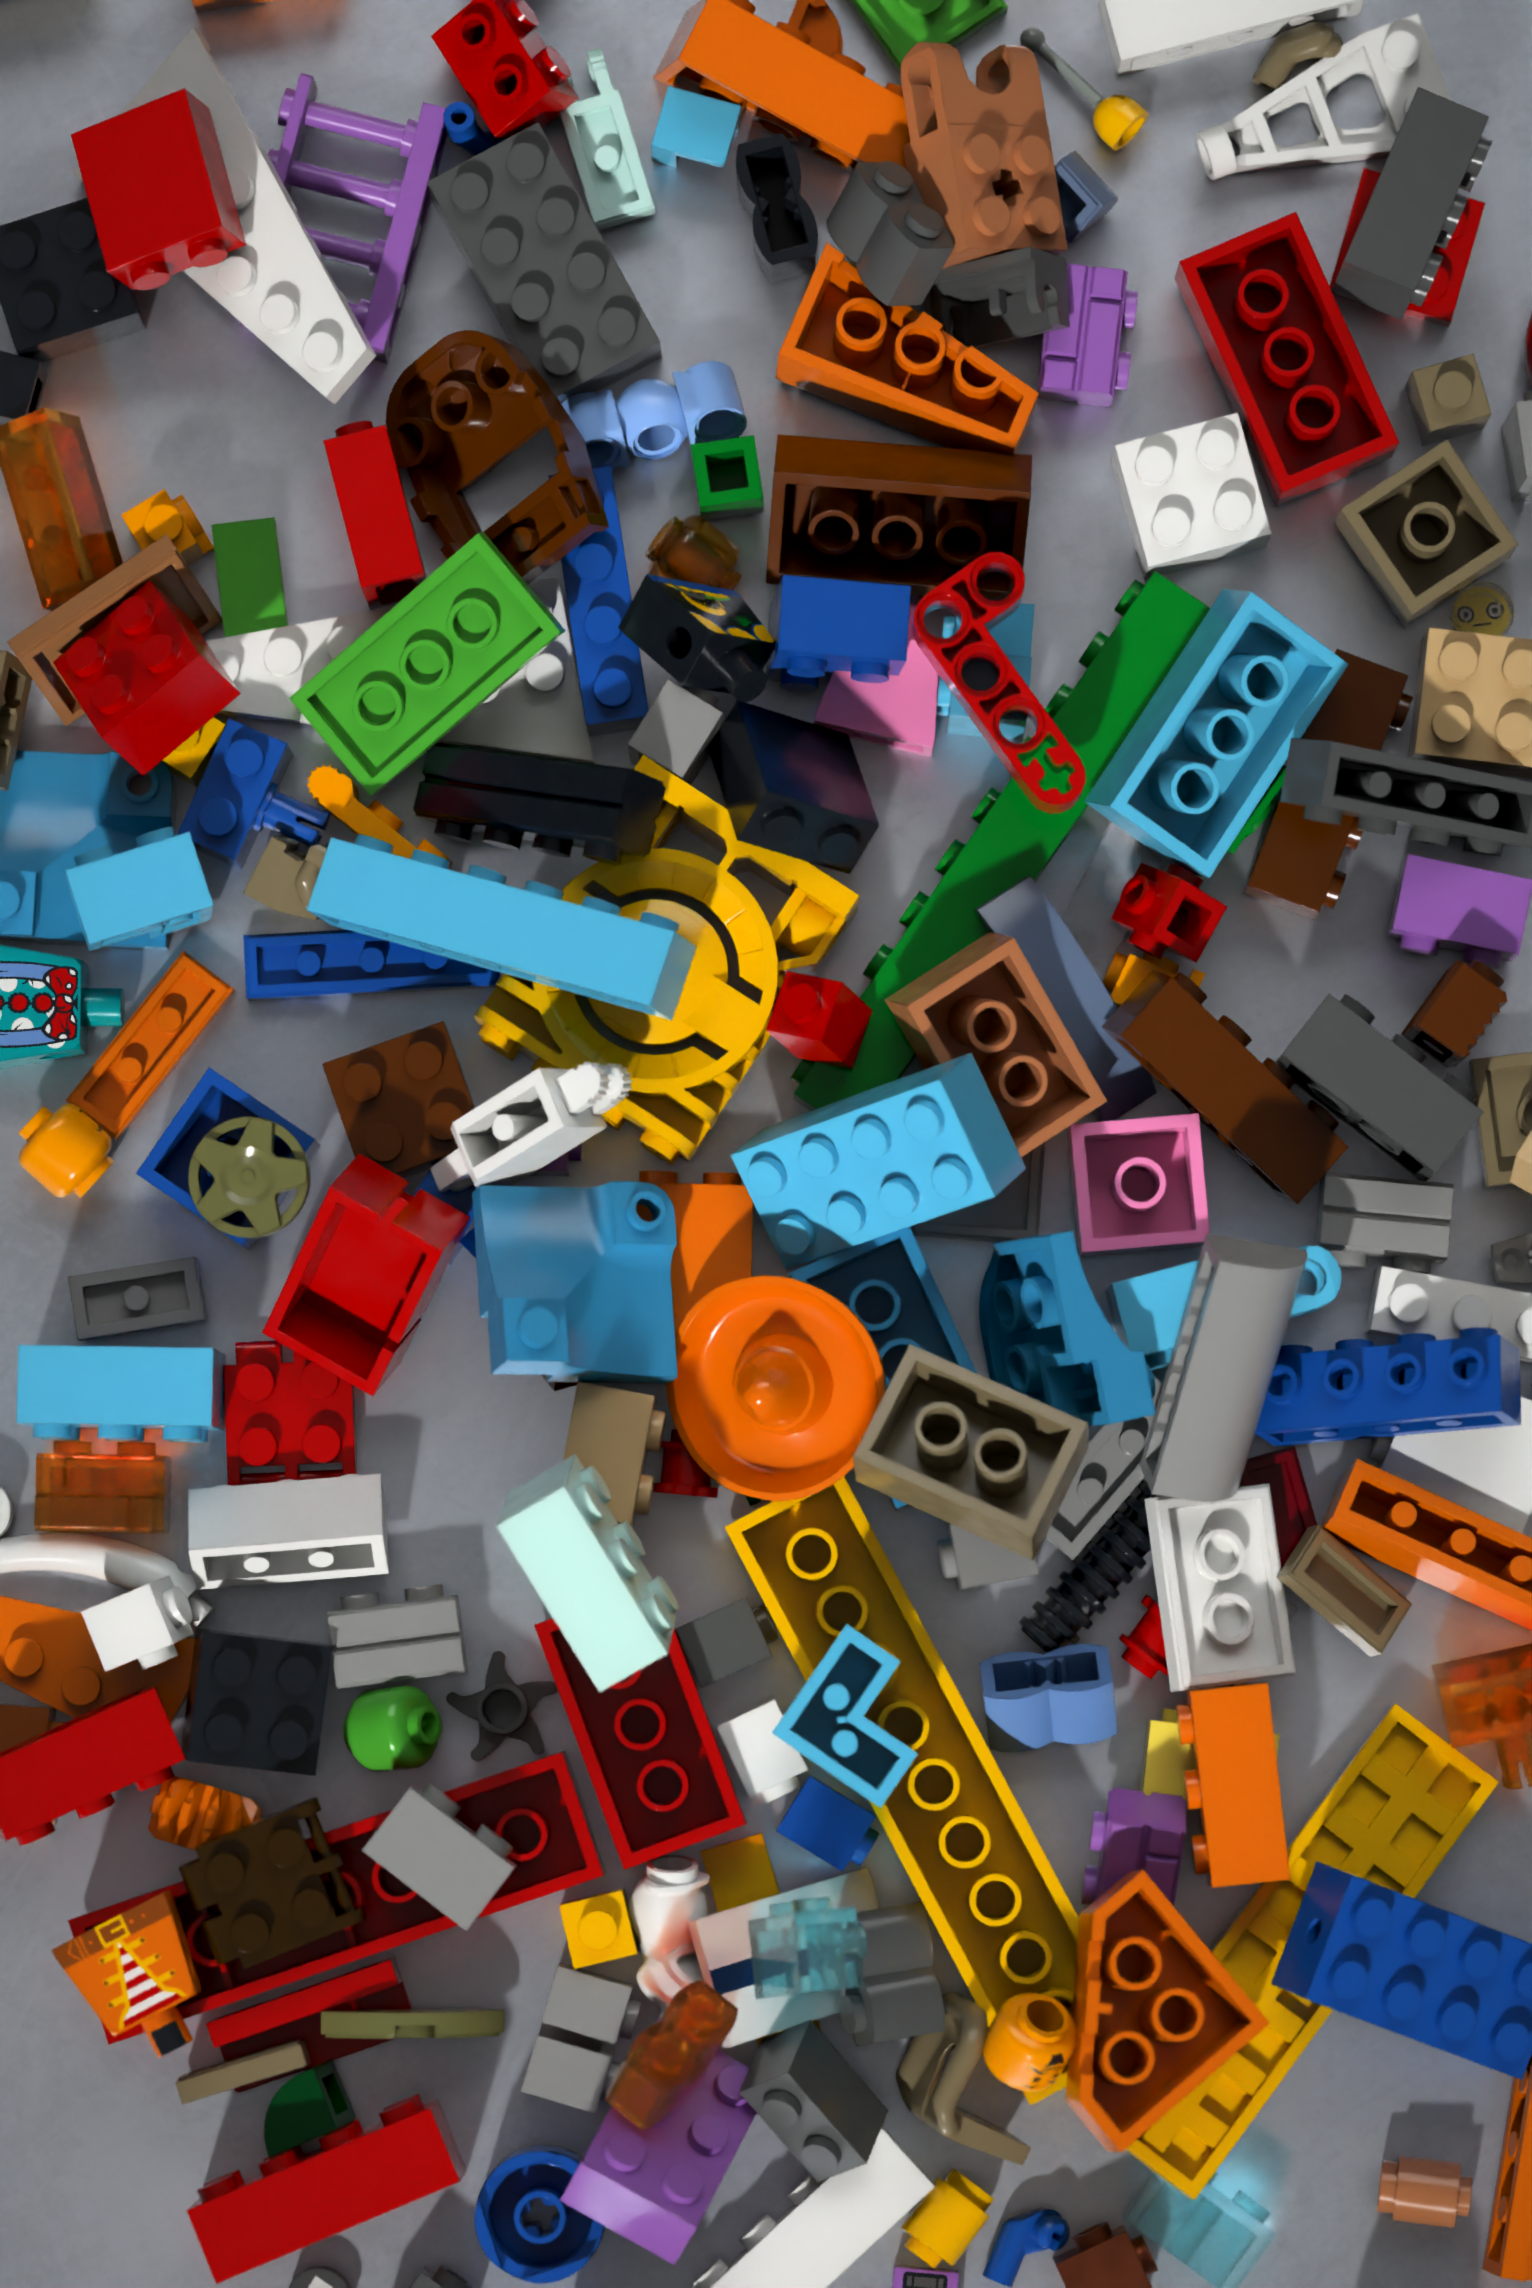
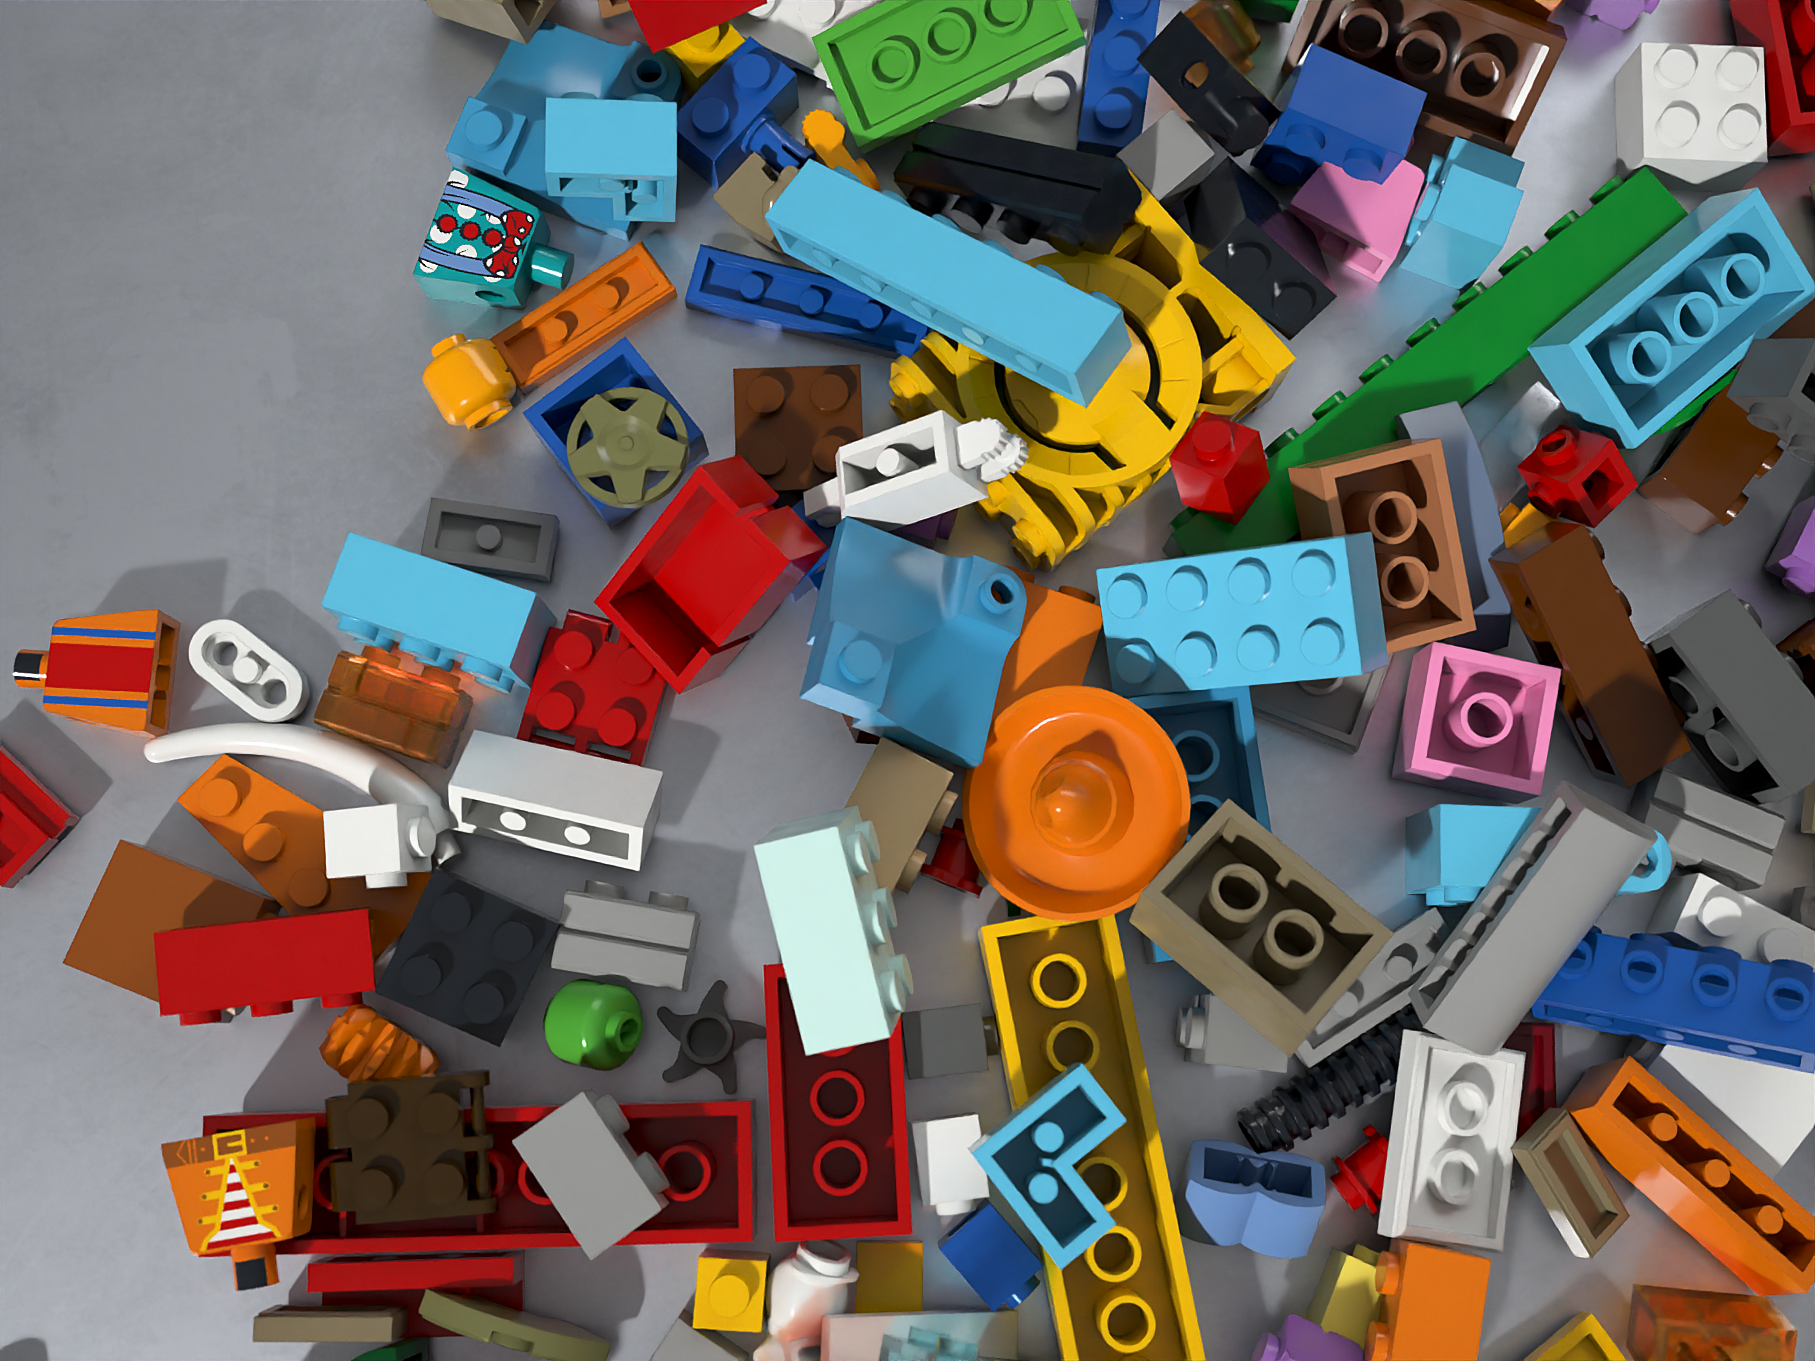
camera: 10 degrees right, 5 degrees down
(1010, 692) = (1513, 287): red beam -> none
(1053, 1339) = (1368, 827): dark azure slope -> none

